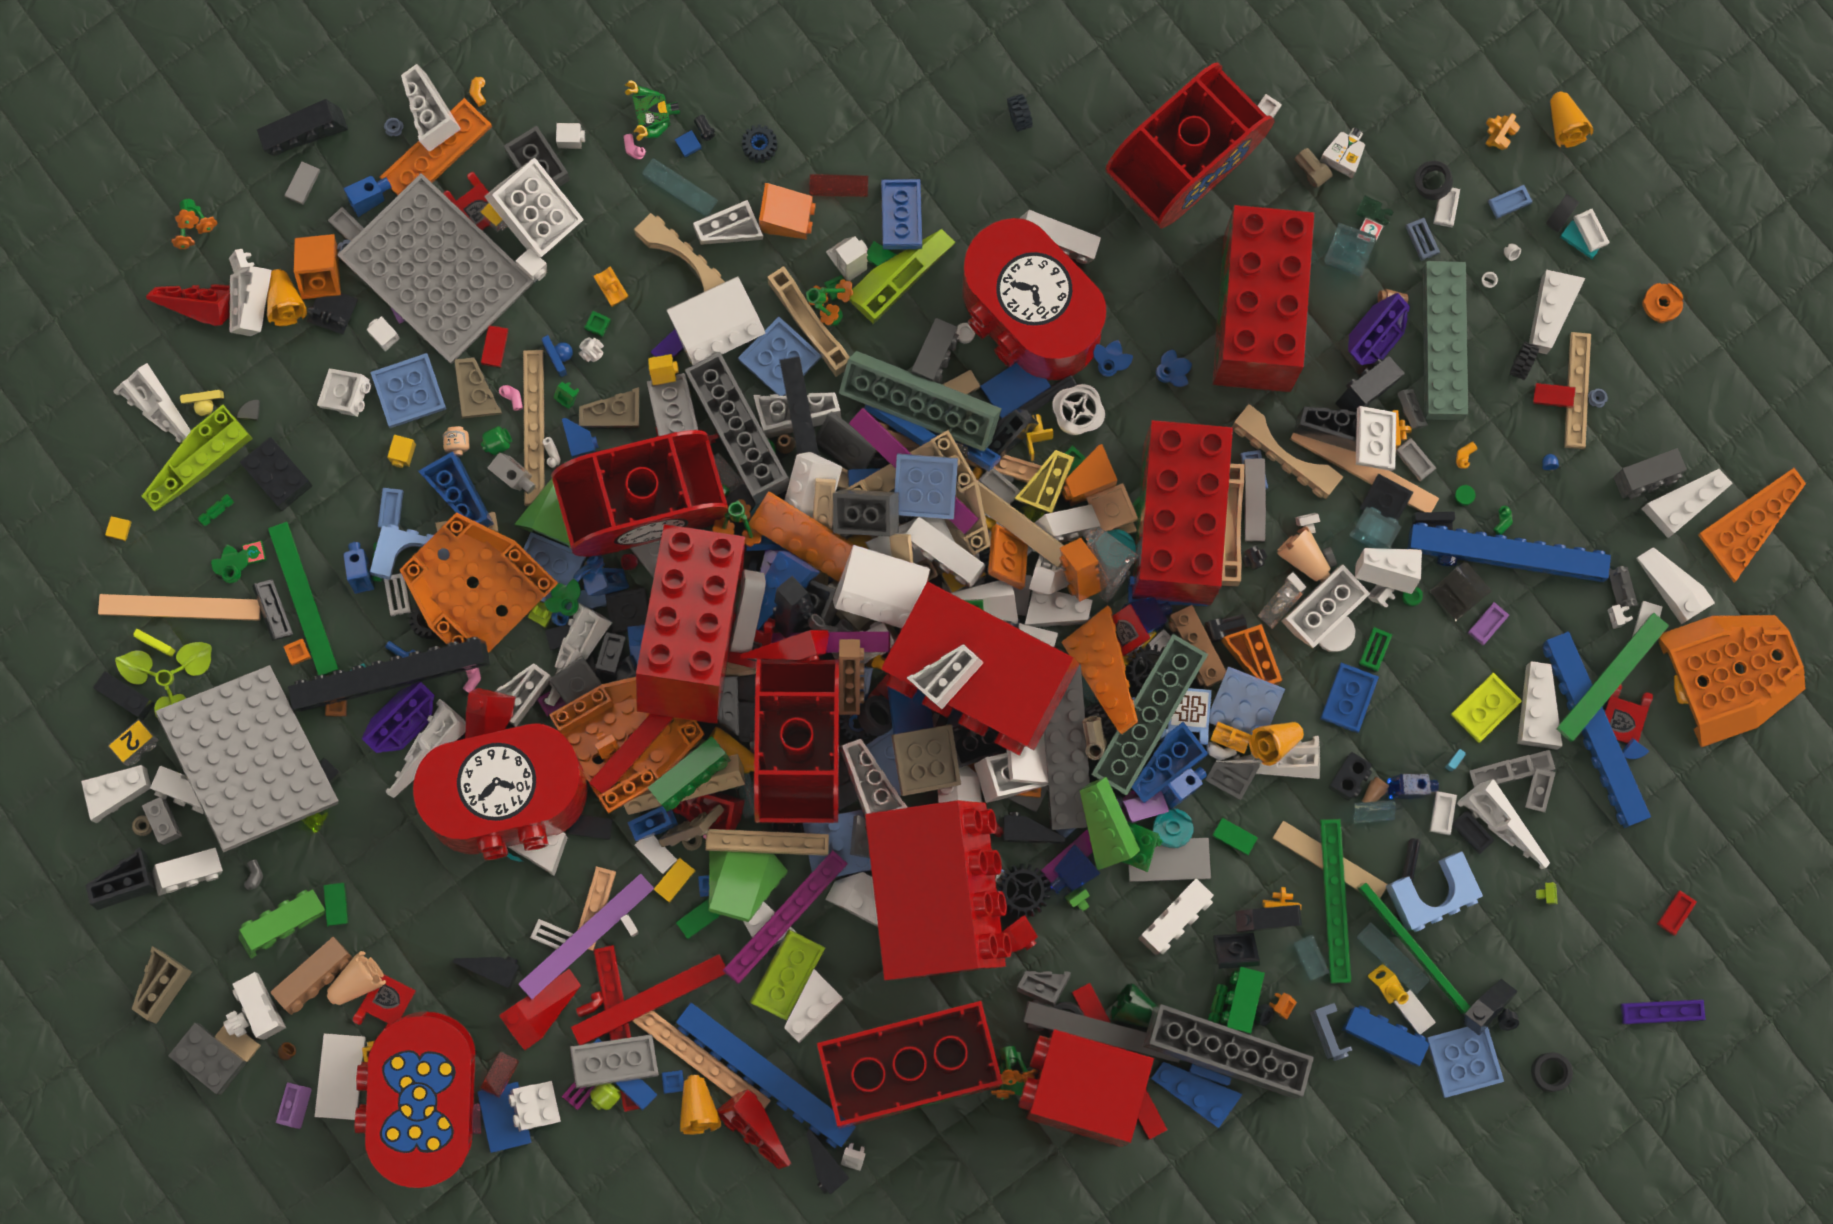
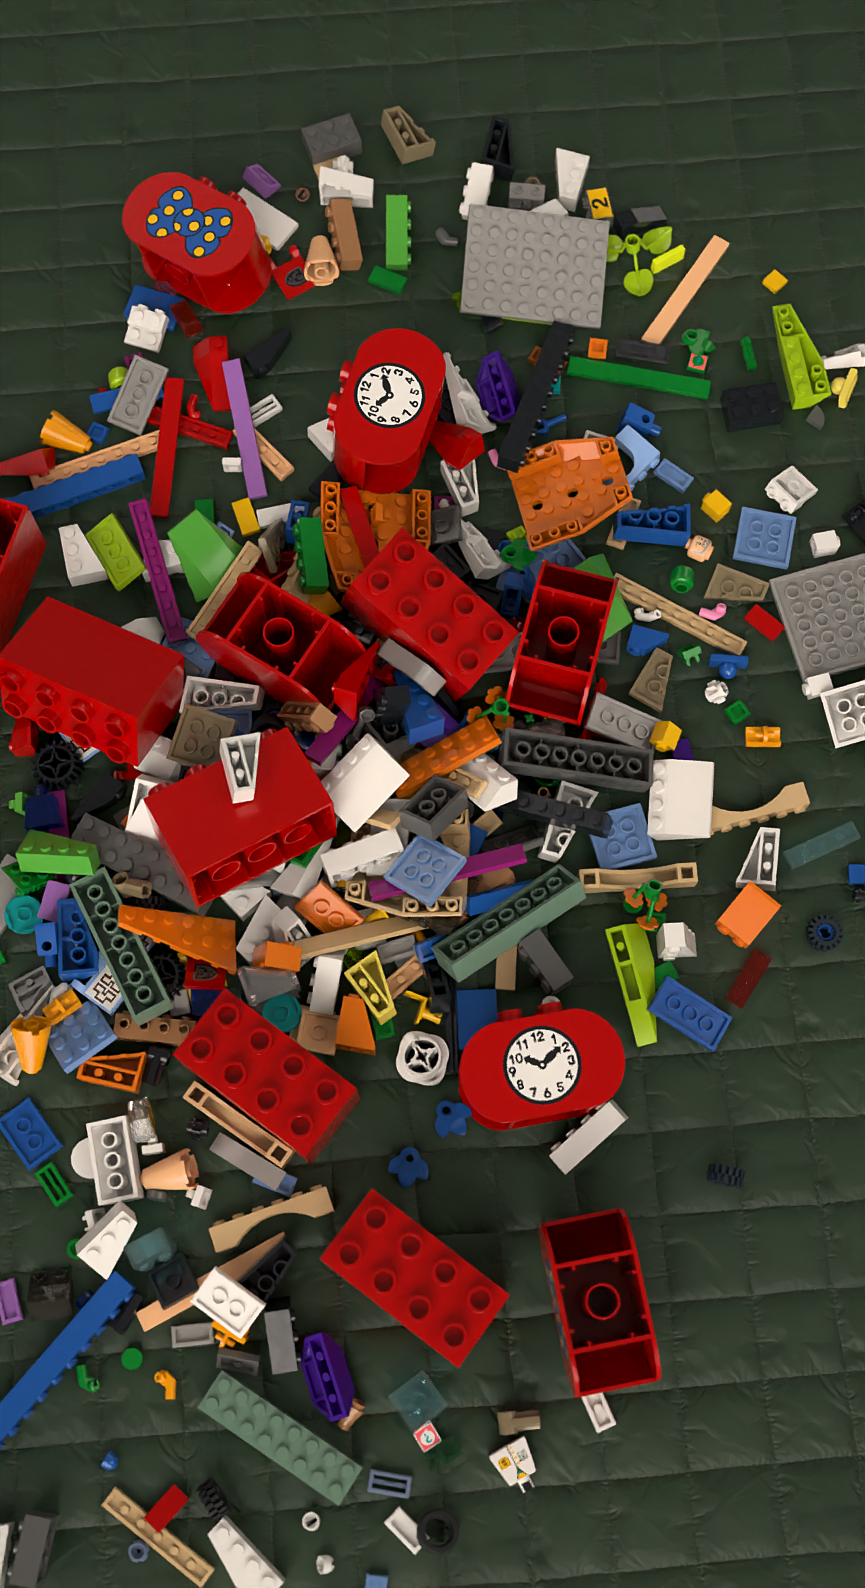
camera: 125 degrees right, 5 degrees down
(511, 473) = (646, 571): light grey torso -> none

